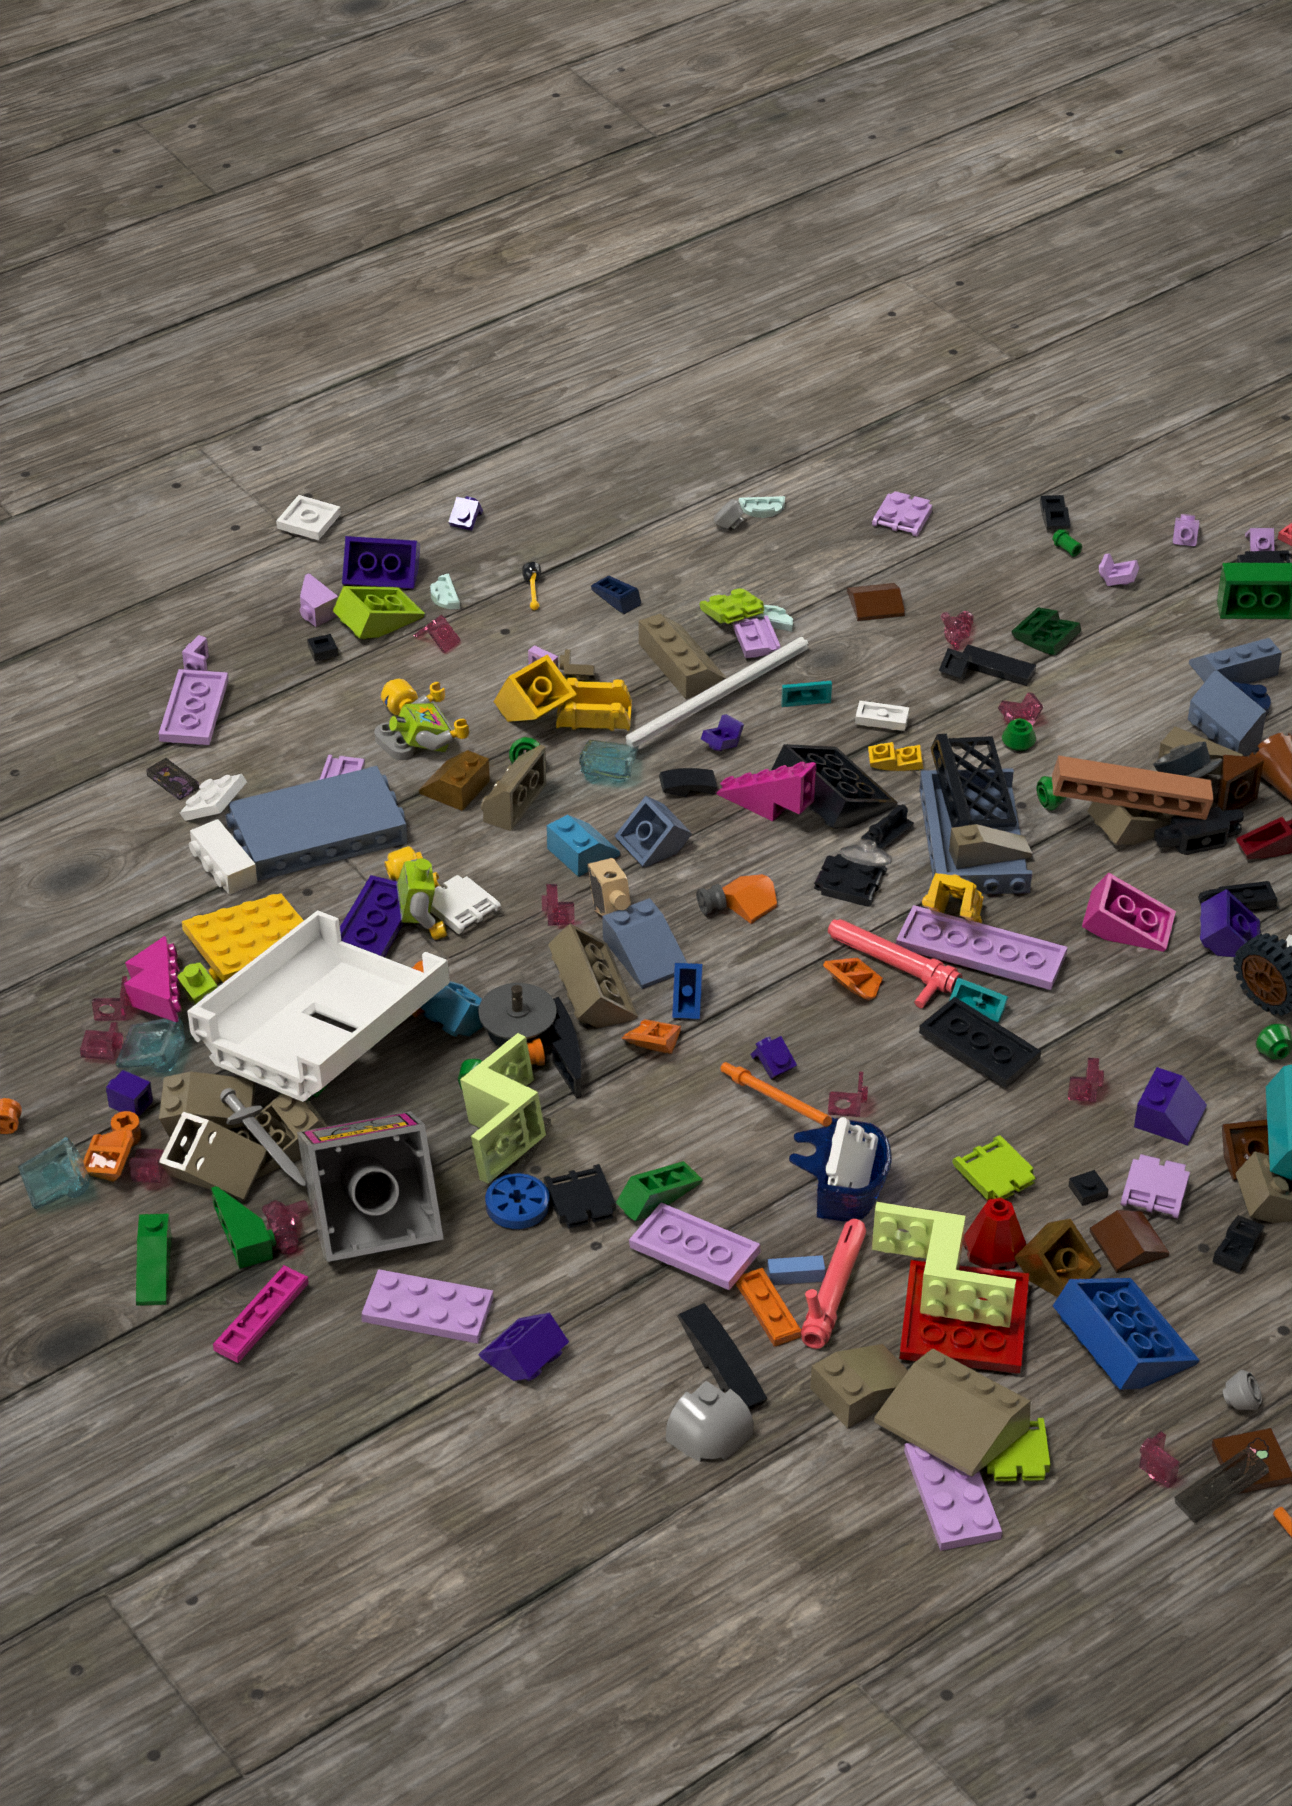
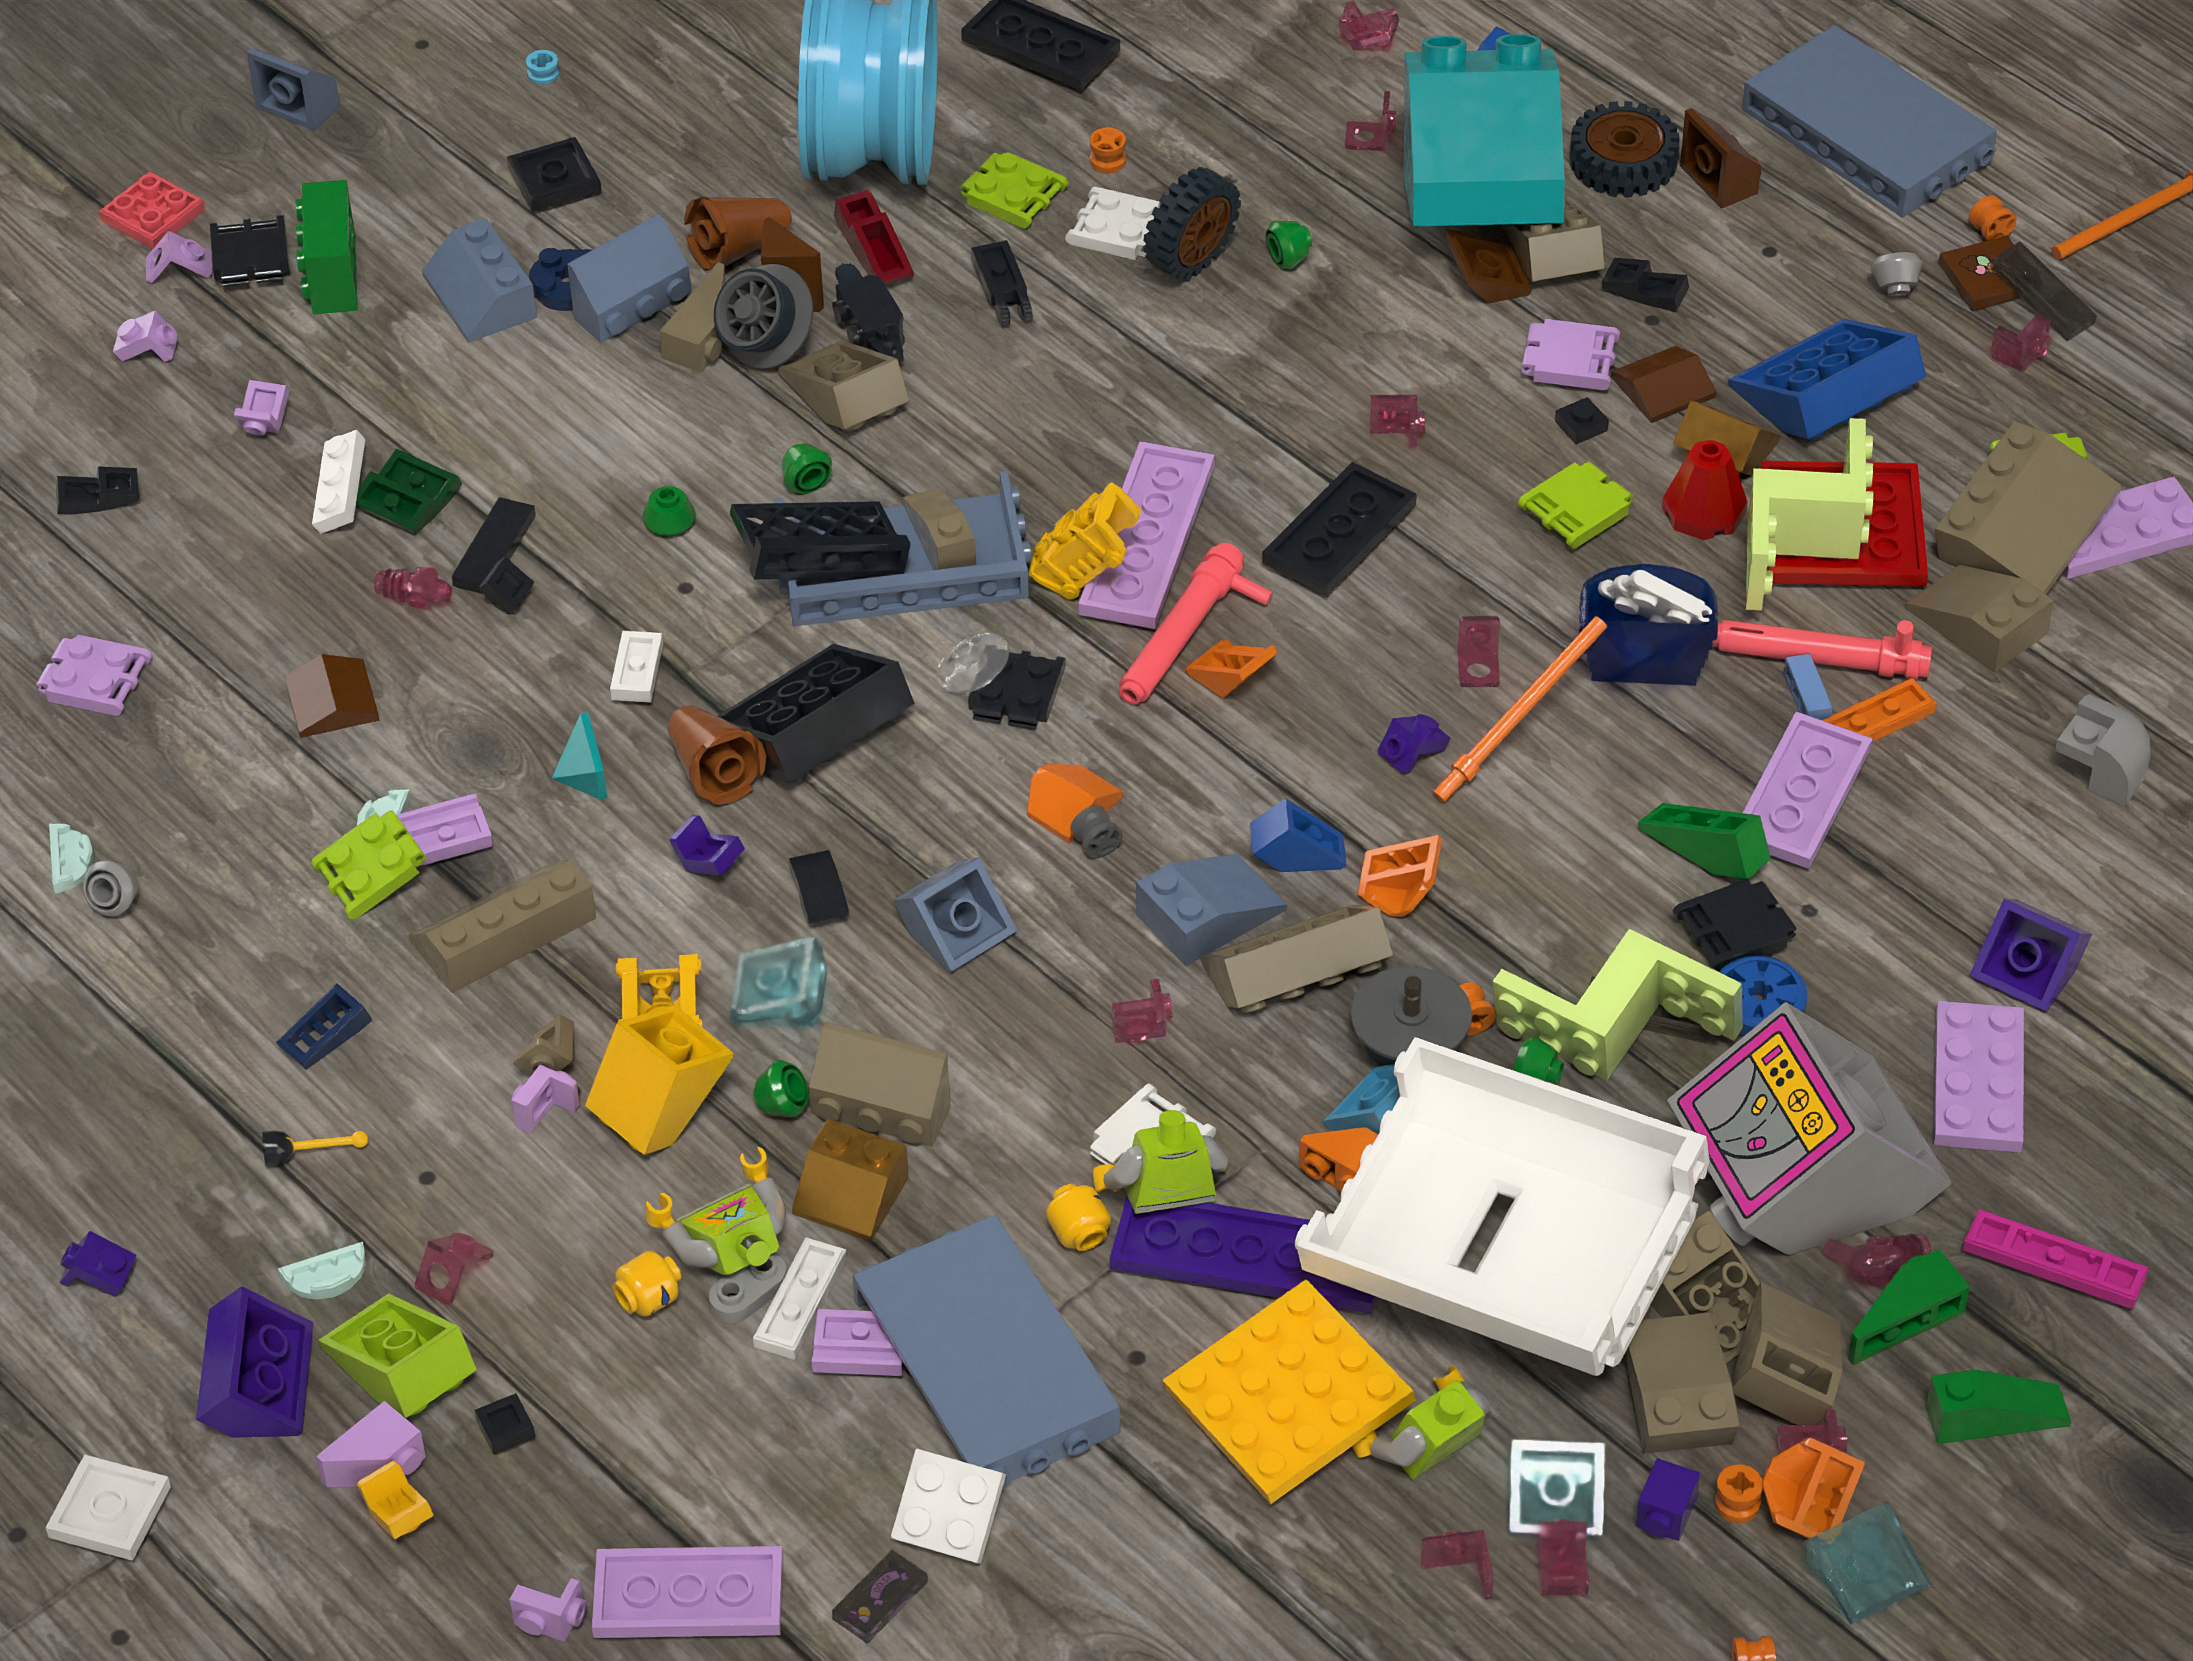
camera: 95 degrees left, 5 degrees up
(155, 980) = (1444, 1485): dark pink slope -> none
(223, 857) = (1089, 1472): white brick -> none
(246, 1116) = (1720, 1308): light grey sword -> none
(280, 609) = (393, 1500): none -> yellow bracket
(388, 762) = (799, 1298): none -> white tile
(566, 1049) = (1470, 959): black slope -> none
(578, 844) = (993, 1002): dark azure slope -> none
(611, 892) = (1129, 928): tan torso -> none
(716, 692) = (602, 864): white axle -> none
(721, 1355) = (1983, 747): black slope -> none
(772, 791) = (857, 765): dark pink slope -> none
(797, 730) = (716, 754): none -> dark orange cone
(889, 827) = (912, 652): black hinge -> none
(902, 759) = (730, 647): yellow slope -> none
(980, 998) = (1253, 529): teal slope -> none
(1028, 709) = (615, 505): clear pink bracket -> none
(1054, 600) = (338, 481): none -> white plate
(1063, 539) = (178, 473): green pin -> none
(1127, 915) = (1061, 388): dark pink slope -> none
(1132, 787) = (842, 348): nougat brick -> none
(1169, 1107) = (1425, 347): dark purple slope -> none
(1226, 924) = (1070, 289): dark purple slope -> none

